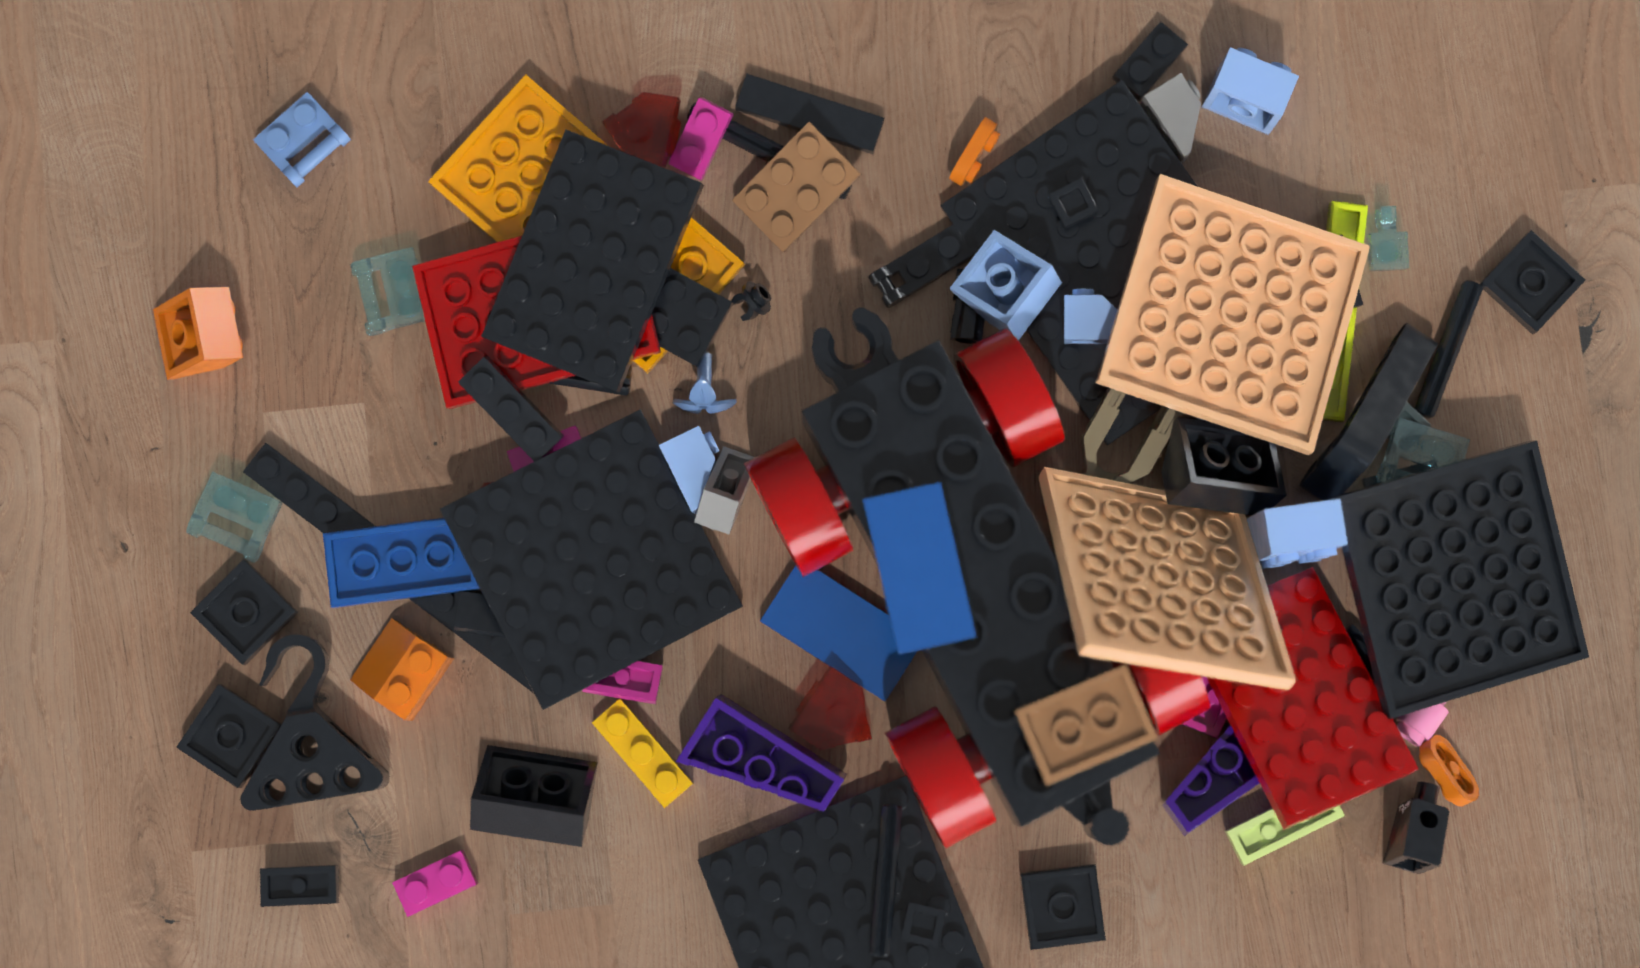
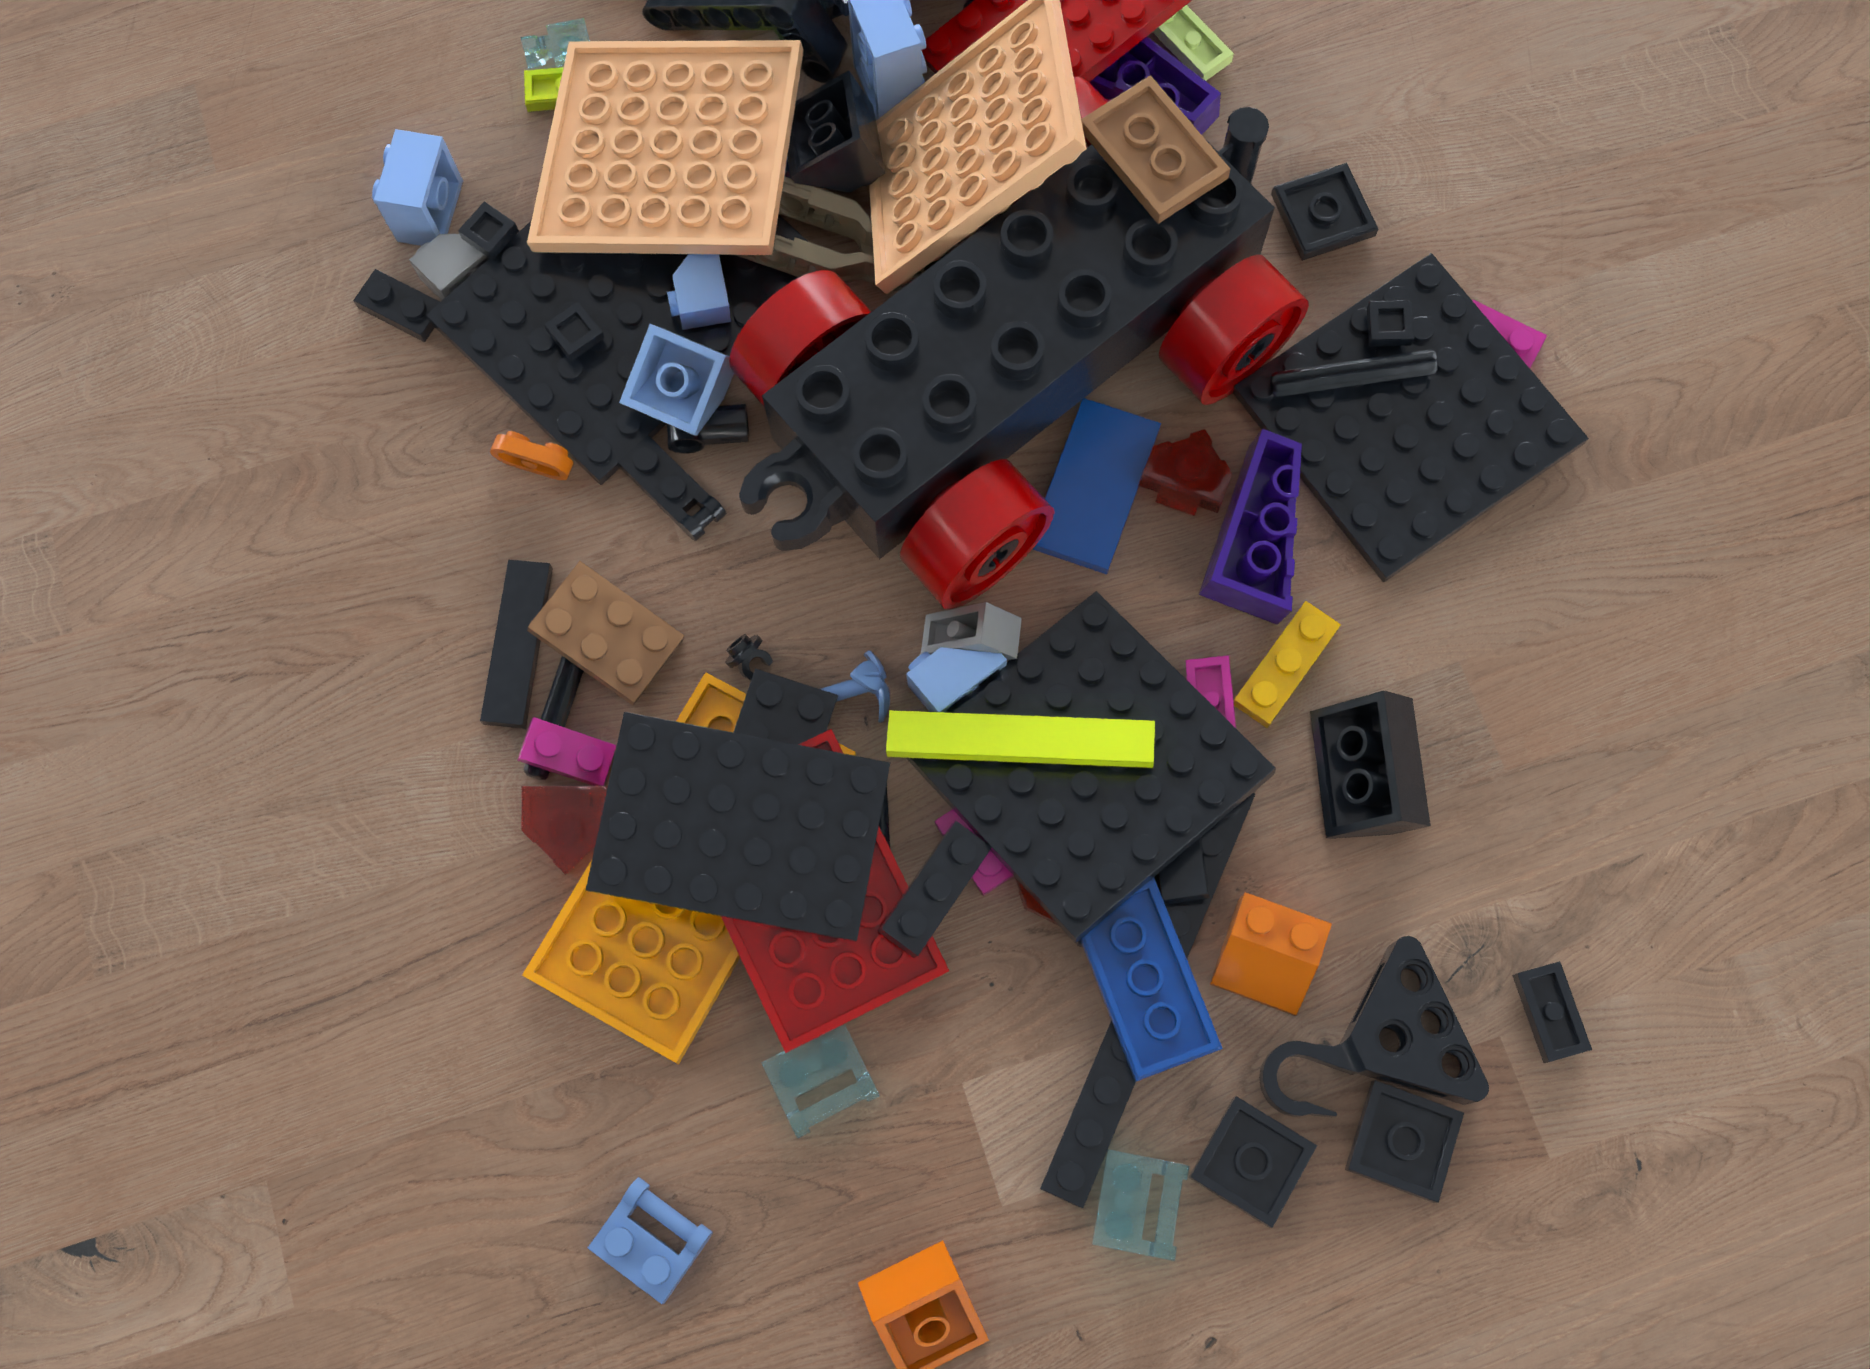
camera: 100 degrees left, 10 degrees down
(435, 883) = (1499, 858): dark pink plate -> none
(616, 505) = (1021, 739): none -> neon yellow tile
(919, 568) = (1027, 348): blue tile -> none
(1187, 144) = (488, 230): none -> black plate

